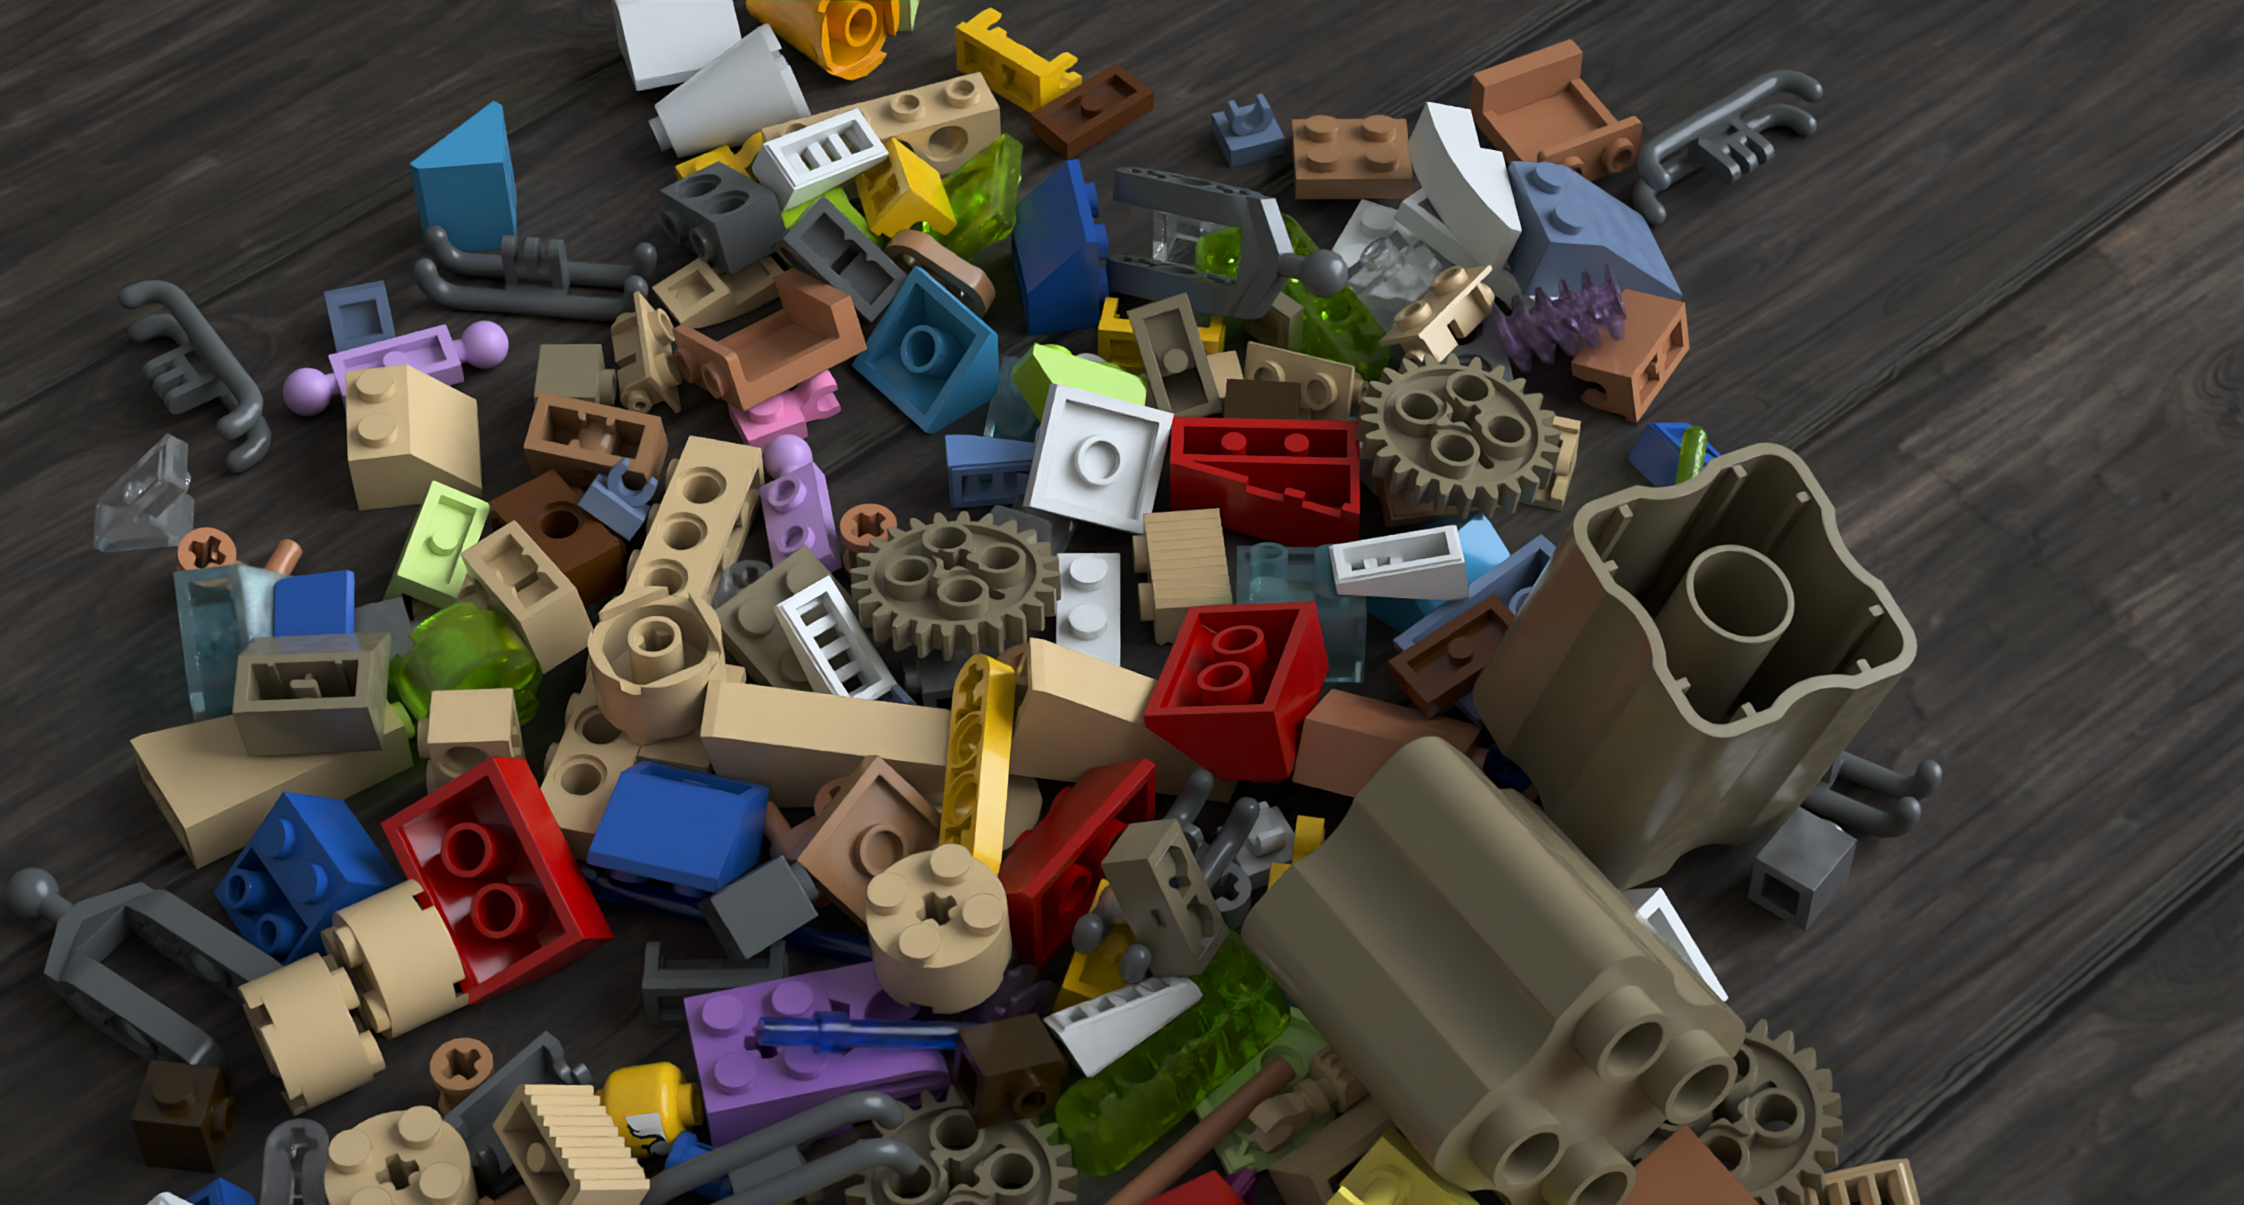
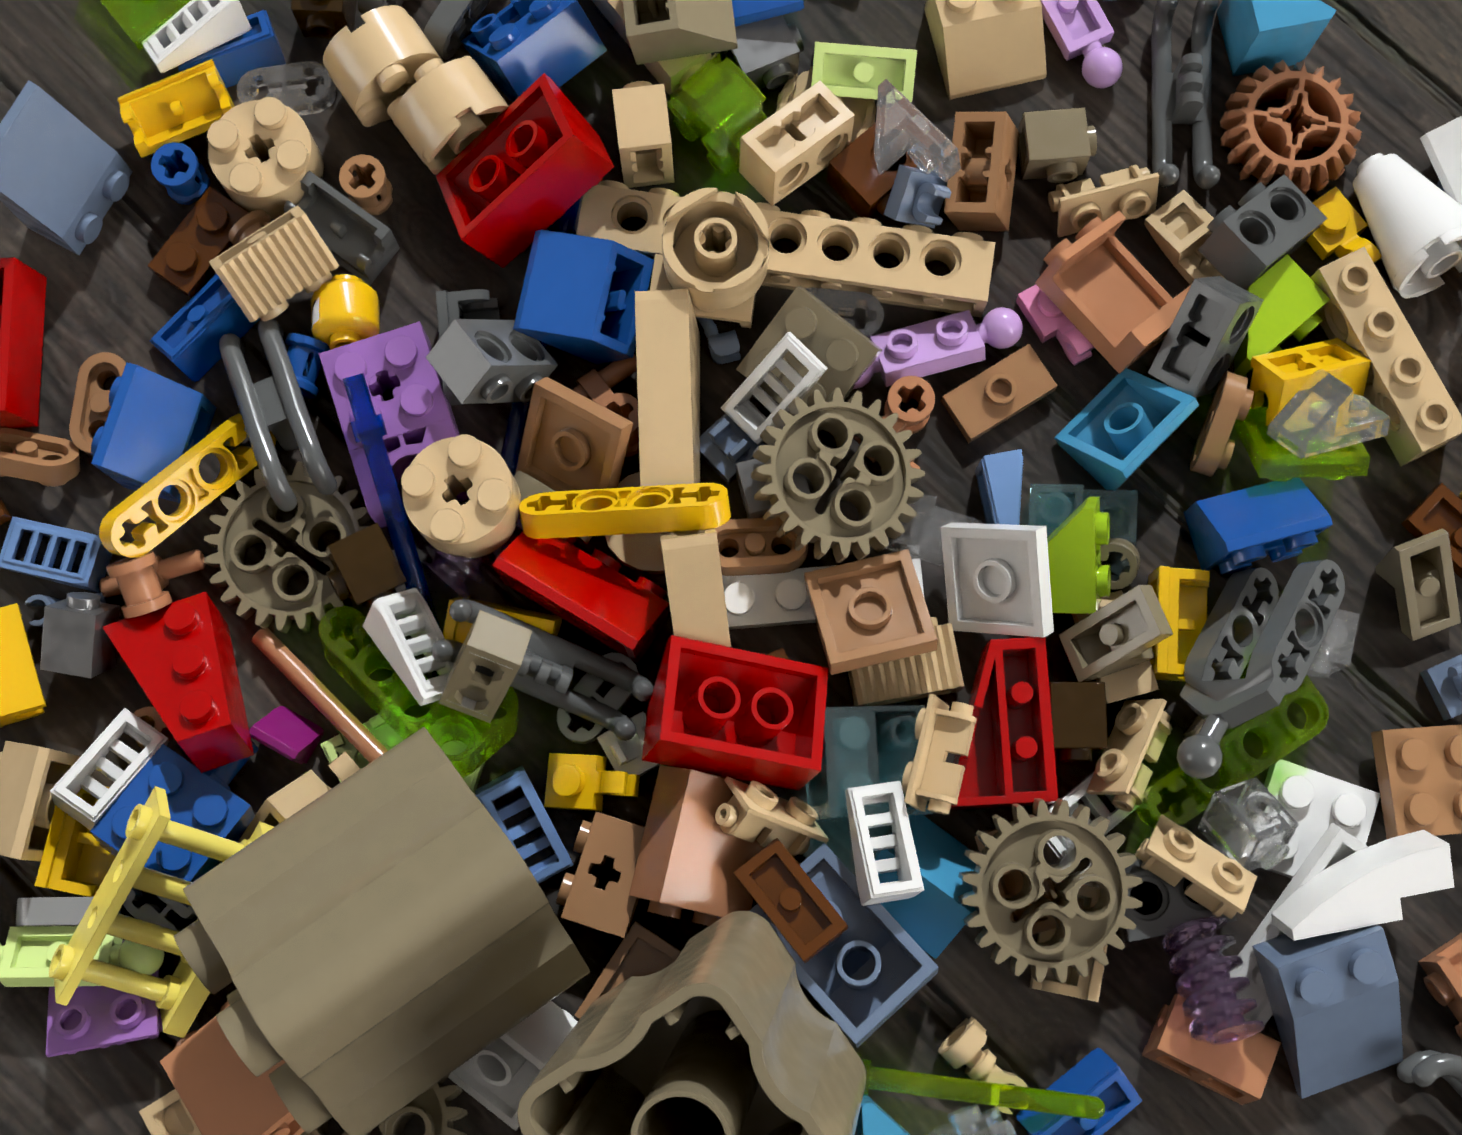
camera: 85 degrees right, 30 degrees up
(538, 482) = (904, 129): none -> clear slope
(597, 192) = (1315, 118): none -> nougat gear
(785, 173) = (1292, 268): white slope -> none
(864, 468) = (998, 393): none -> medium nougat plate
(951, 170) = (1326, 418): none -> clear slope
(1124, 571) = (870, 611): none -> medium nougat plate
(1134, 133) = (1423, 584): none -> dark tan slope
(1277, 511) = (937, 735): none -> tan hinge
(1361, 677) = (758, 807): none -> tan hinge

